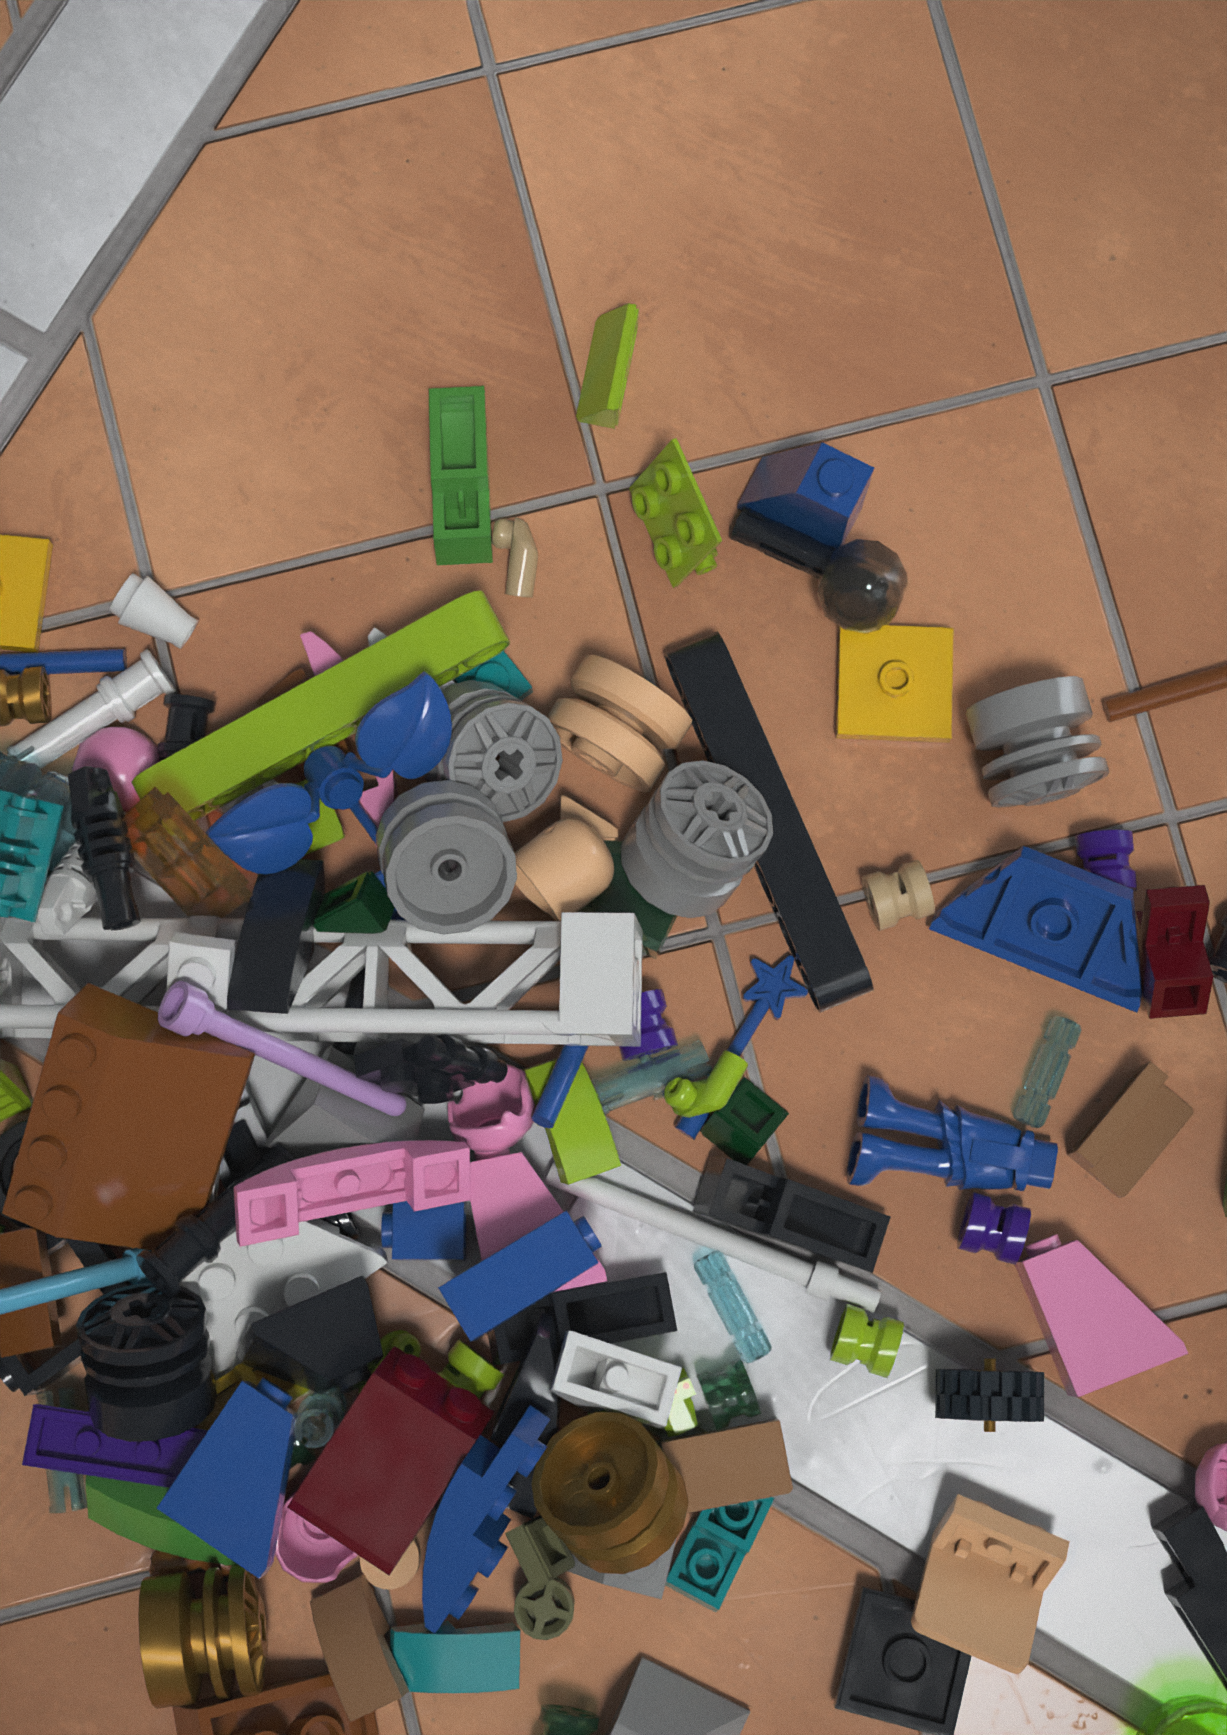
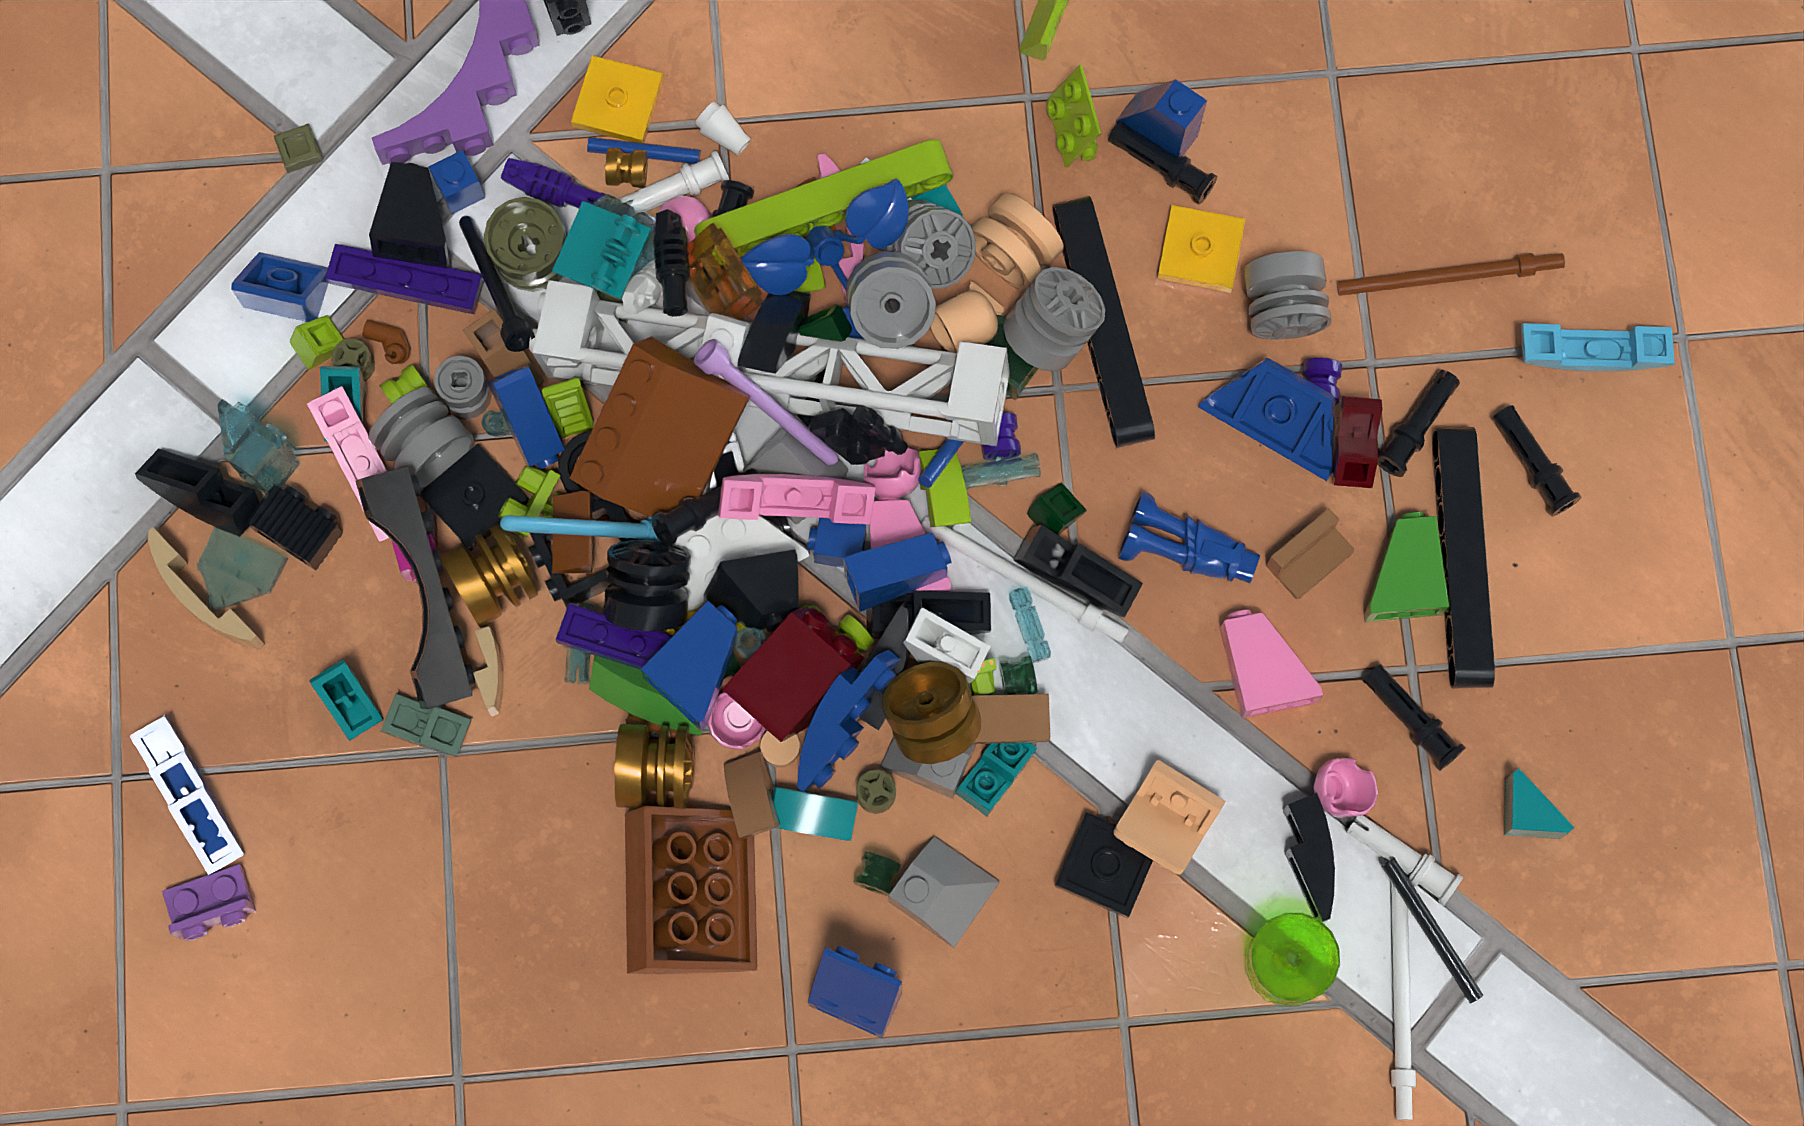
camera: 10 degrees right, 5 degrees down
(460, 476) = (937, 74): bright green slope -> none
(523, 555) = (969, 132): tan arm -> none
(539, 1551) = (880, 749): olive tile -> none
(709, 1094) = (1035, 486): lime arm -> none
(769, 993) = (1087, 432): blue piece -> none
(862, 586) = (1189, 180): clear smoke hair -> none
(869, 1341) = (1114, 658): lime wheel -> none
(898, 895) = (1181, 381): tan wheel -> none
(989, 1395) = (1188, 701): black wheel -> none
(994, 1228) = (1209, 601): dark purple wheel -> none
(1047, 1072) = (1261, 509): clear light blue axle -> none

